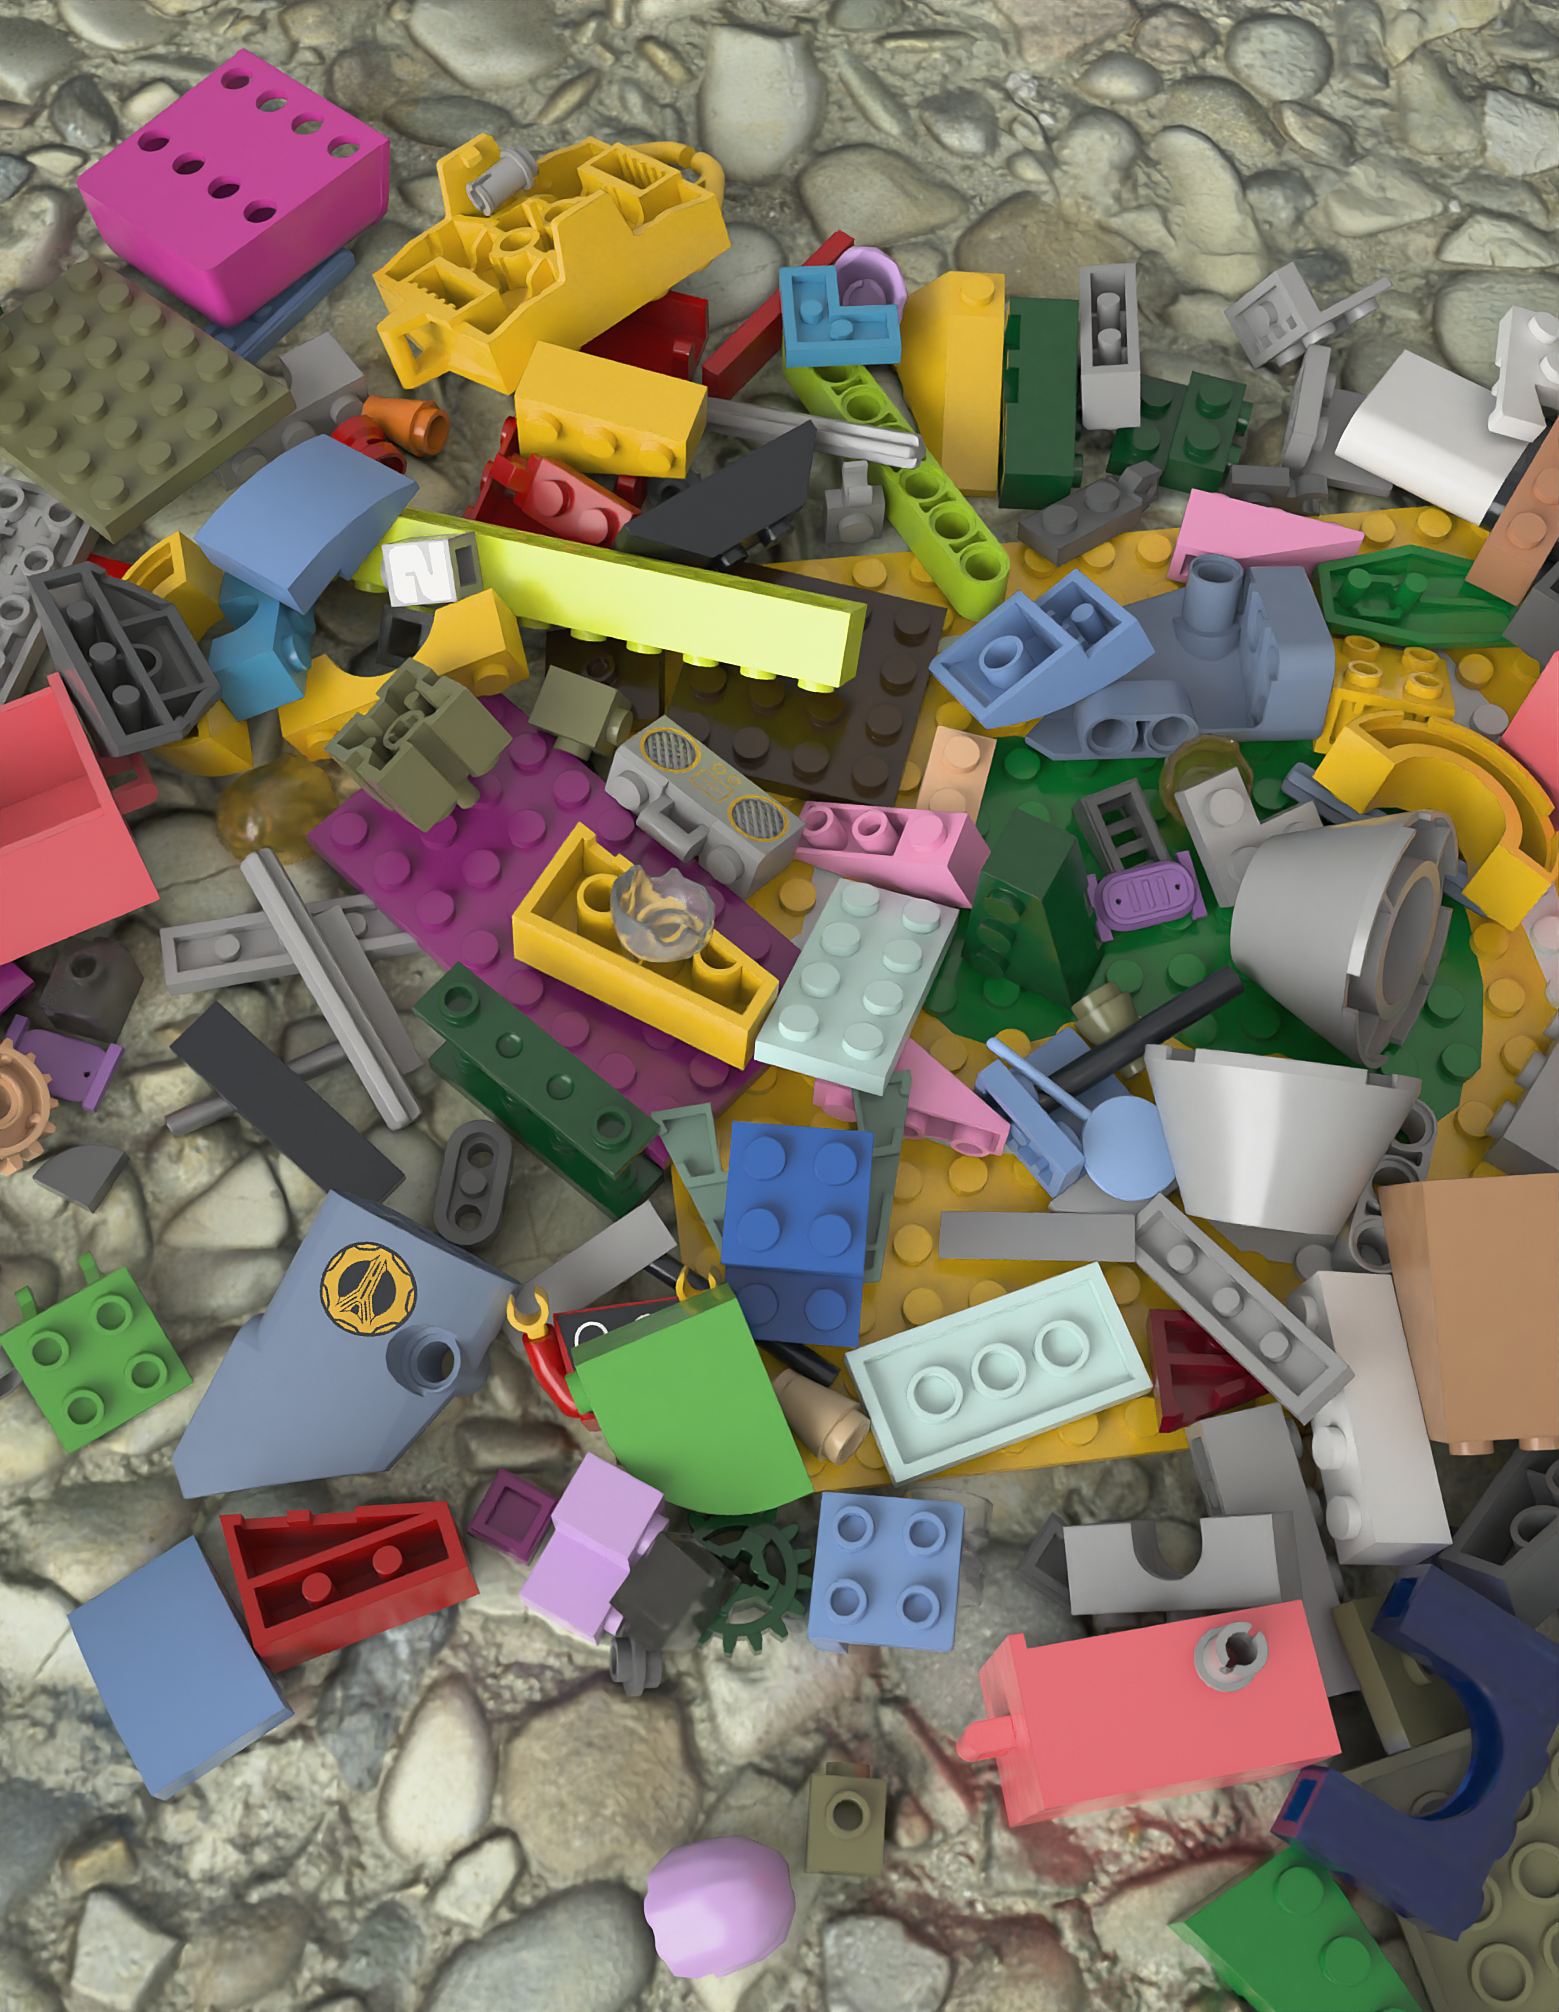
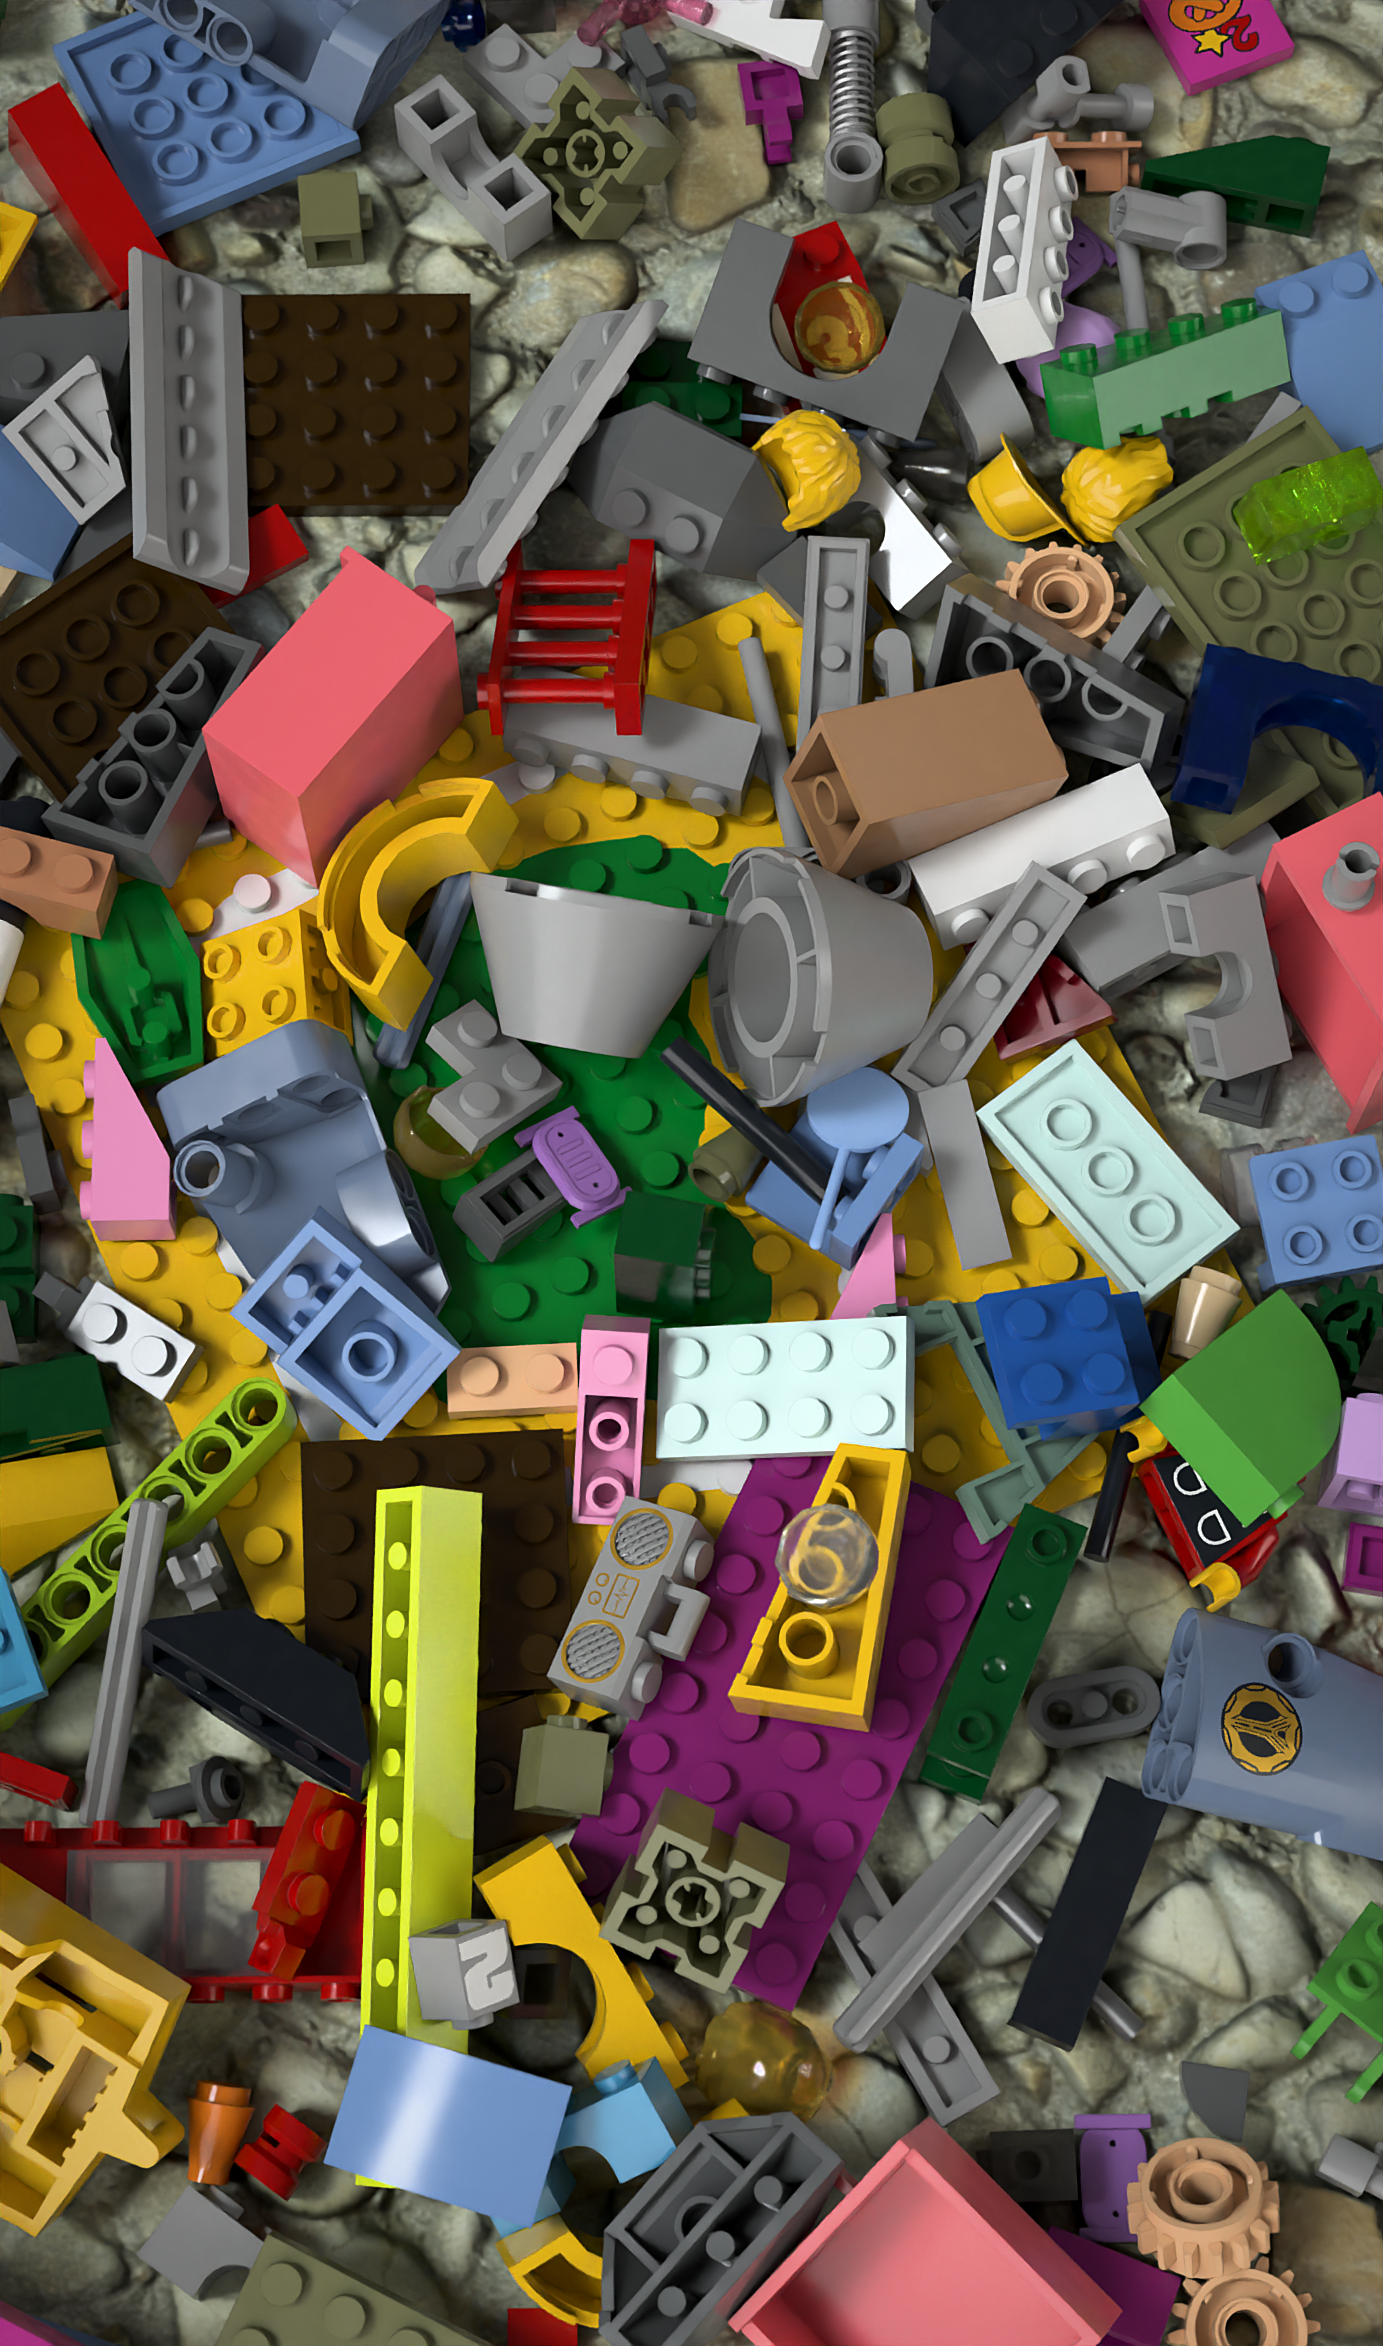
camera: 105 degrees left, 5 degrees up
(596, 1266) = (1137, 1558): light grey sticker -> none
(608, 415) = (196, 1855): yellow wedge -> none

